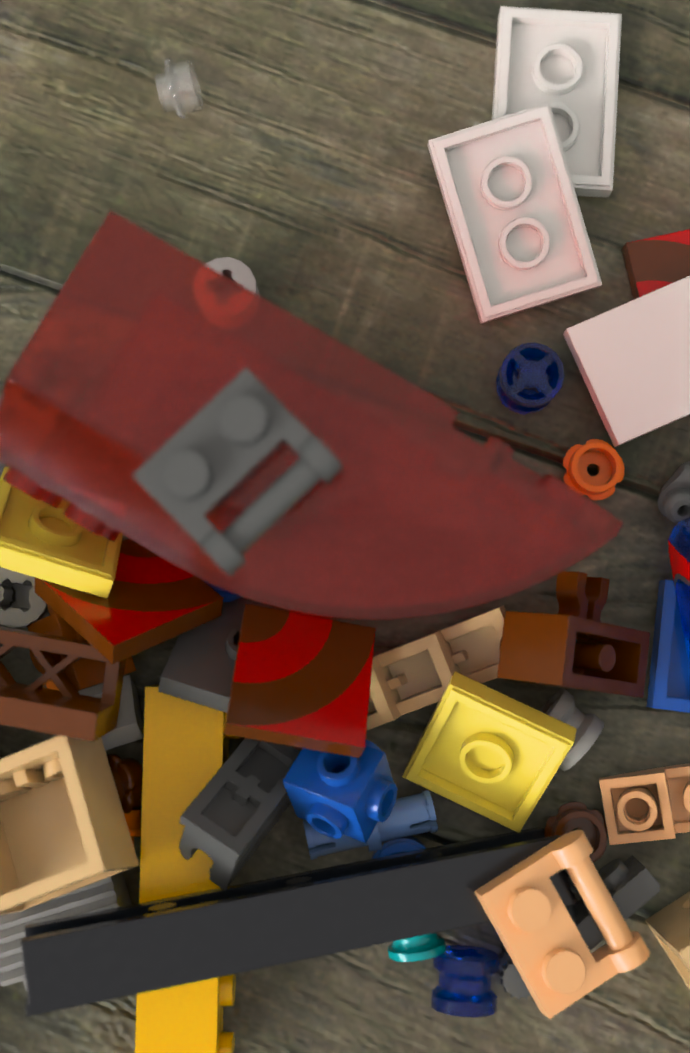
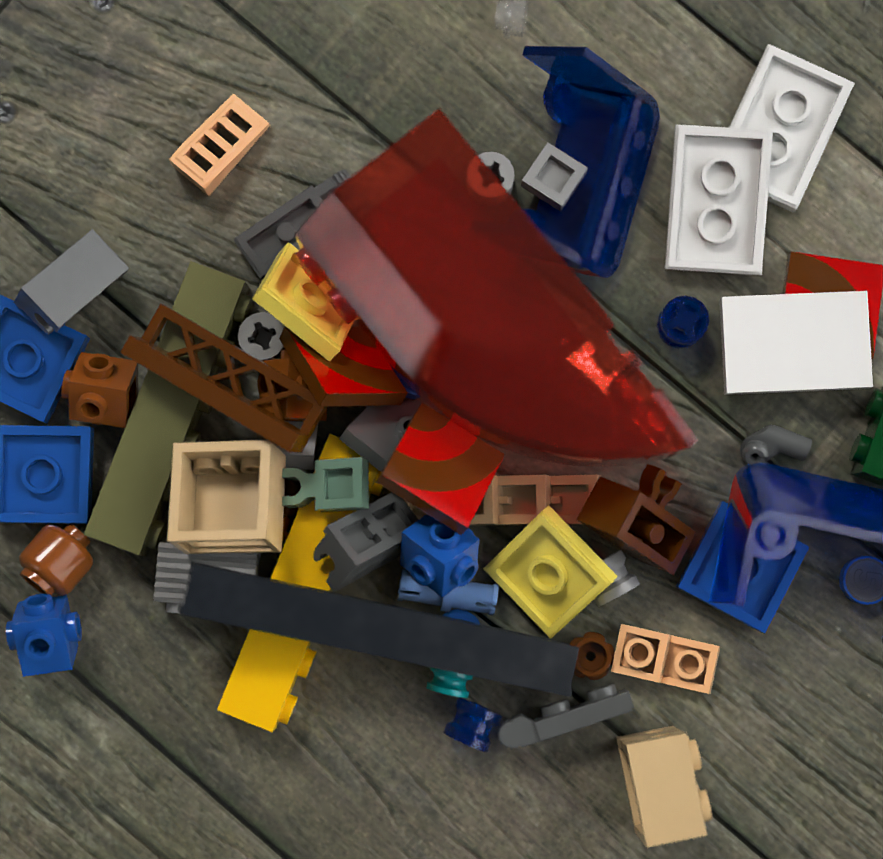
camera: 15 degrees right, 0 degrees up
(172, 756) = (334, 485): none -> sand green plate
(220, 453) = (451, 293): dark grey plate -> none
(304, 261) = (554, 176): none -> light grey plate
(346, 211) = (611, 131): none -> clear blue windscreen
(544, 936) = (539, 703): light nougat plate -> none
(609, 466) = (703, 417): orange plate -> none

